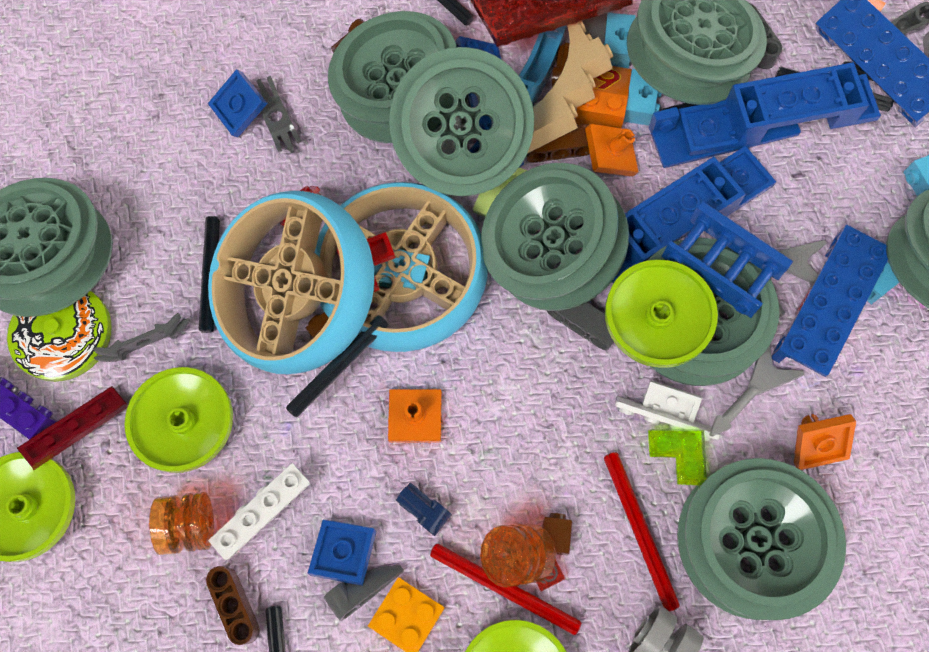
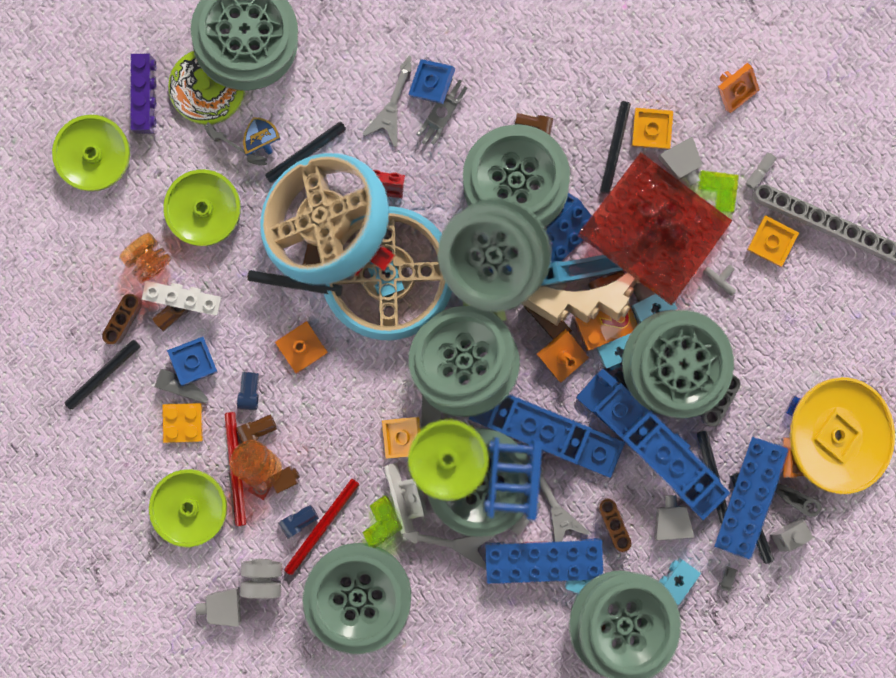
camera: 55 degrees right, 15 degrees up
(72, 427) = (155, 147): dark red tile -> none
(152, 303) = (259, 135): none -> shield
(239, 170) = (388, 116): none -> light grey piece
(270, 545) = (167, 317): none -> reddish brown piece
(473, 529) = (256, 429): none -> reddish brown piece
(594, 366) = (399, 435): none -> light orange plate
(617, 561) = (294, 523): none -> dark blue piece
(823, 441) = (445, 603): orange tile -> none
(841, 204) = (621, 531): none -> reddish brown beam
(861, 150) = (672, 521): none -> light grey torso

